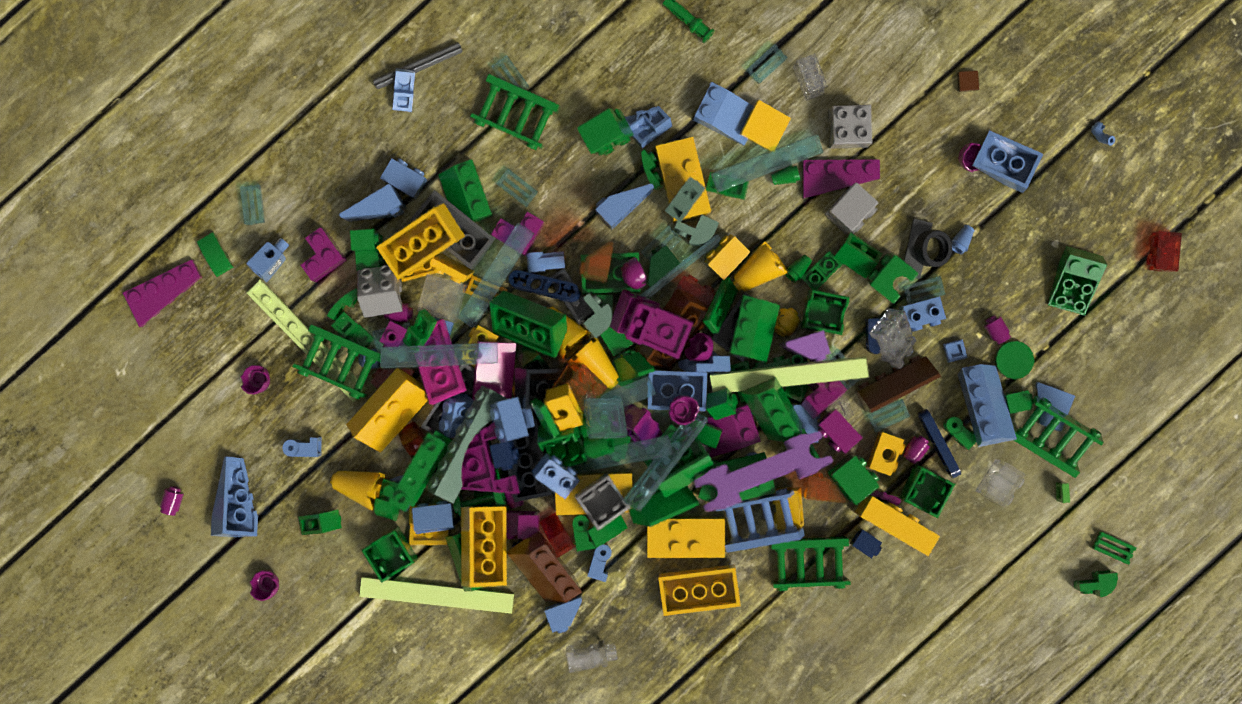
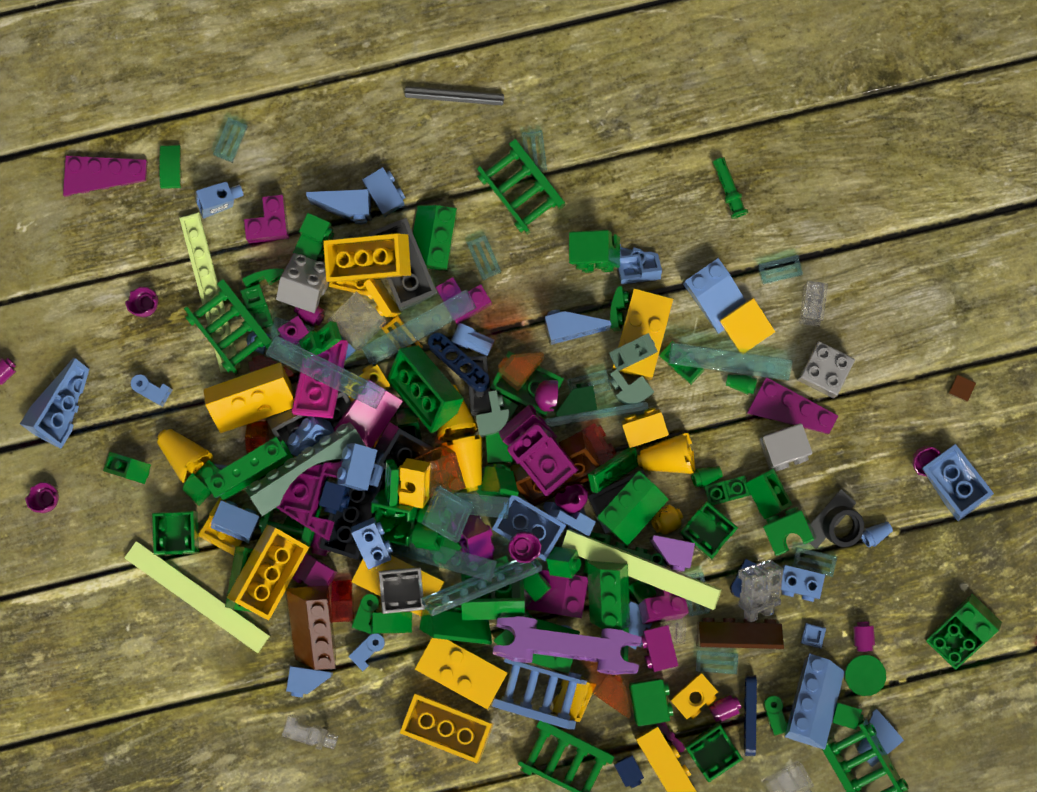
camera: 25 degrees right, 5 degrees down
(403, 90) = (428, 111): medium blue slope -> none

